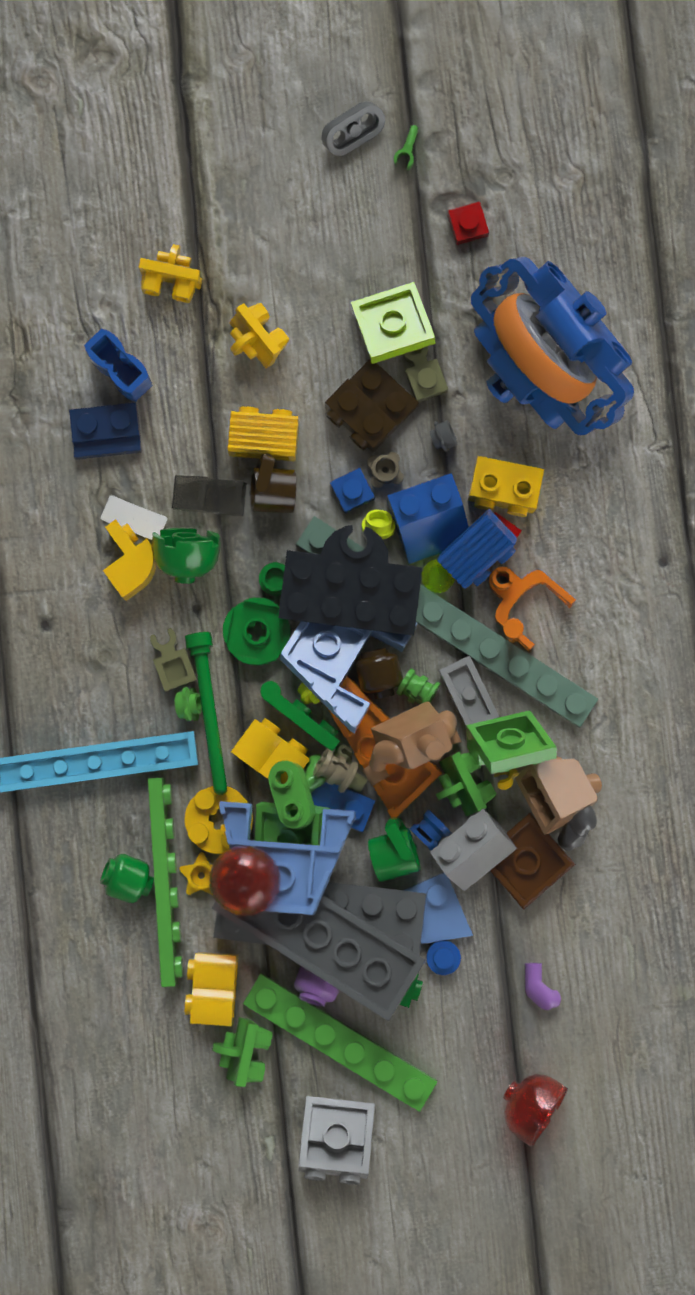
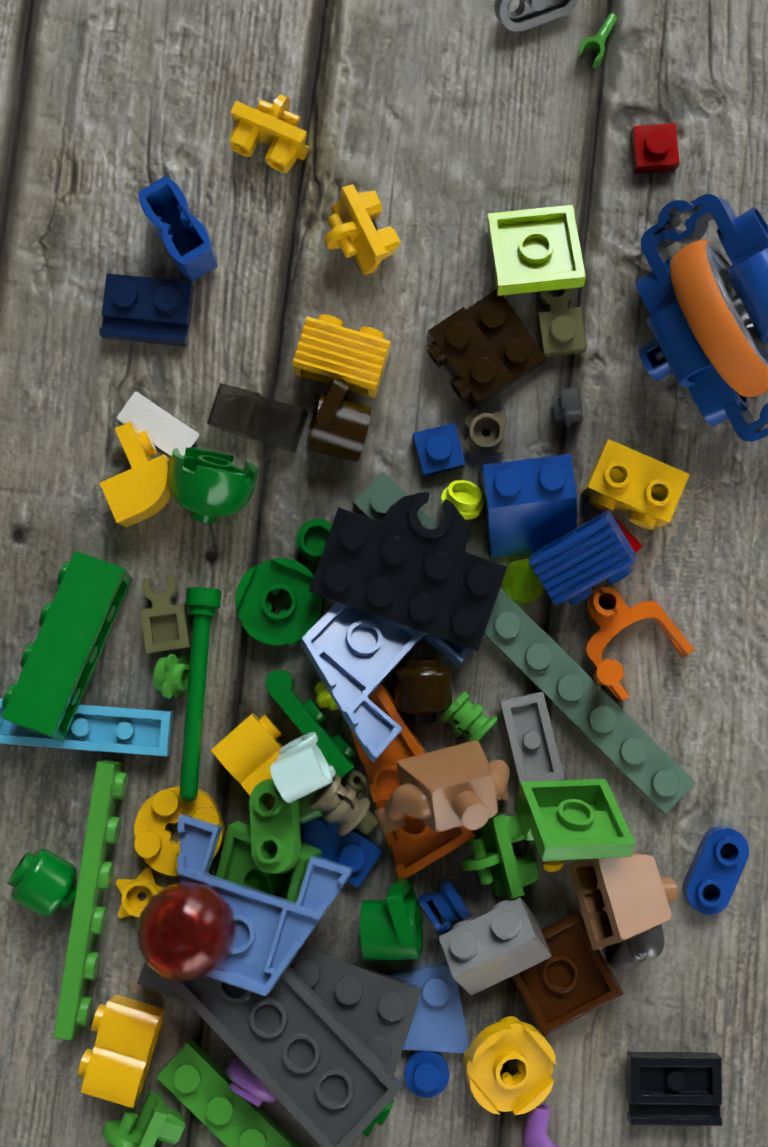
camera: 15 degrees right, 0 degrees up
(105, 697) = (67, 646): none -> green brick
(302, 746) = (301, 768): none -> light aqua piece
(522, 933) = (504, 1042): none -> yellow plate
(625, 760) = (710, 868): none -> blue plate
(629, 927) = (674, 1088): none -> black plate

